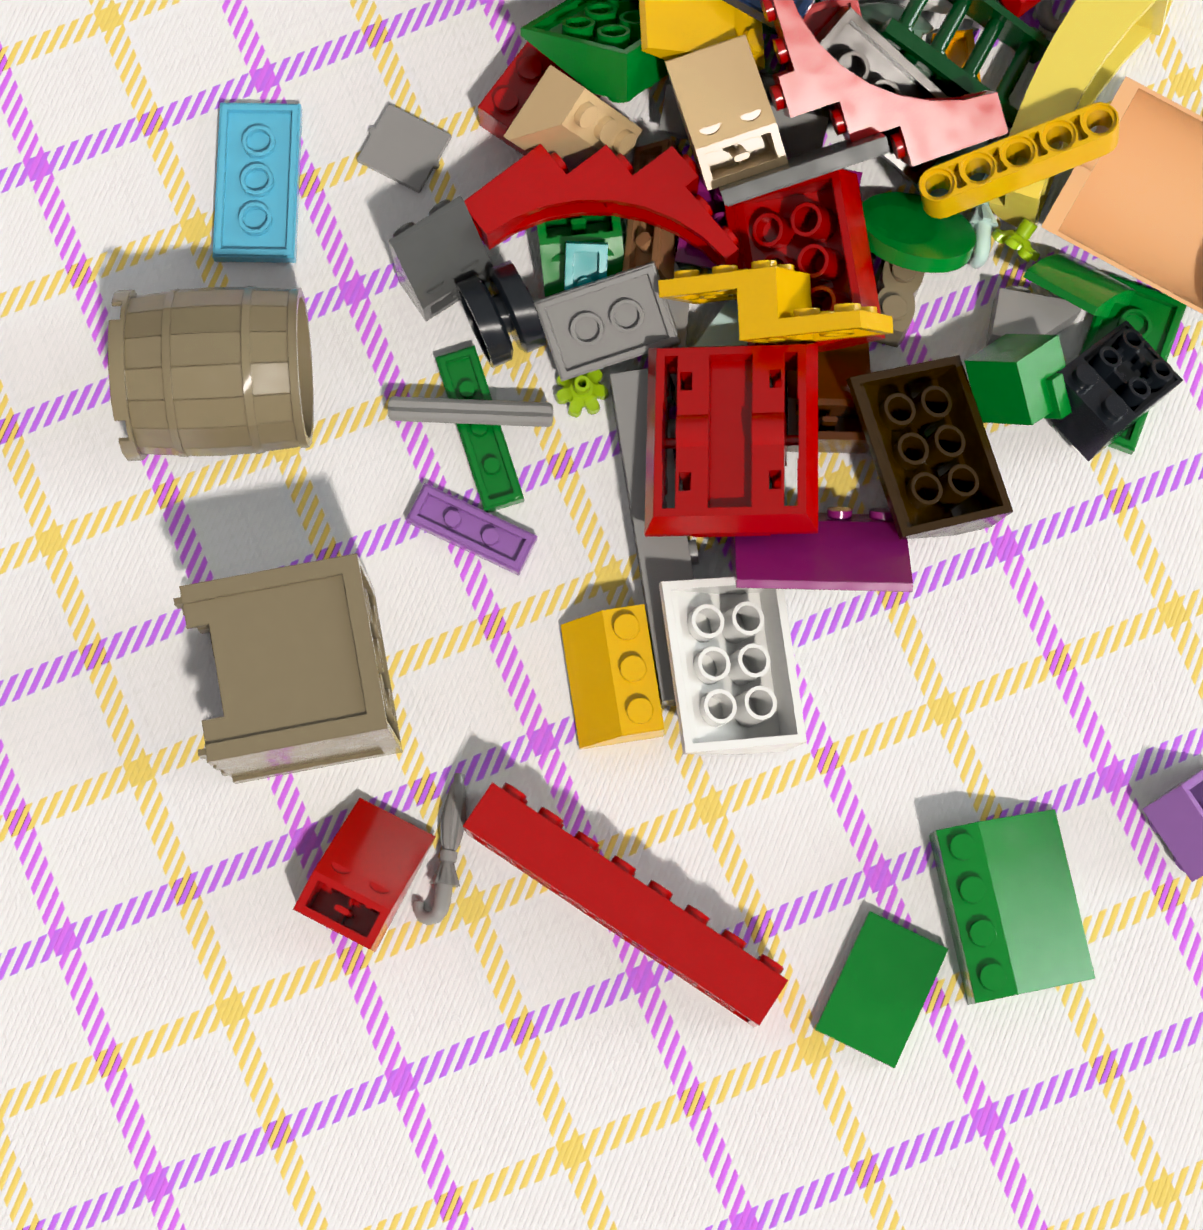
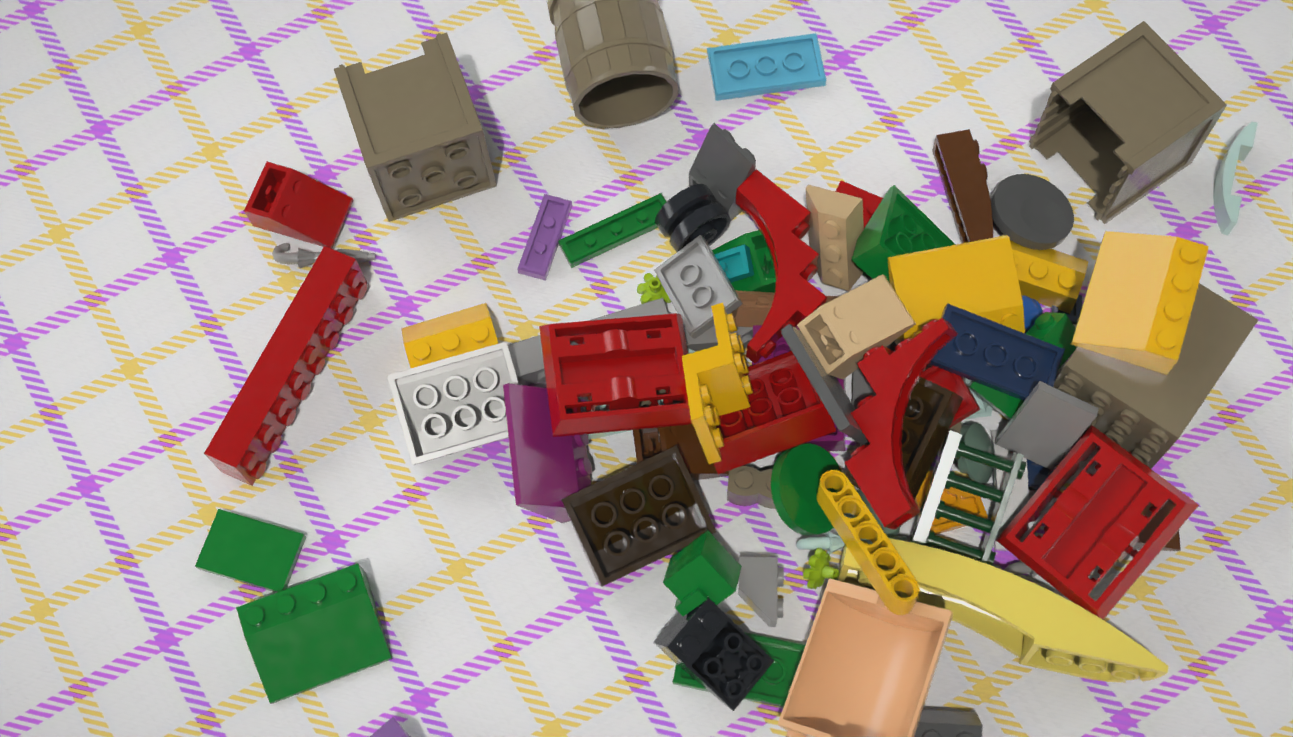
camera: 85 degrees right, 10 degrees down
(404, 148) = (810, 151): light grey piece -> none
(470, 411) = (623, 218): light grey axle -> none
(1079, 284) = (789, 614): green slope -> none

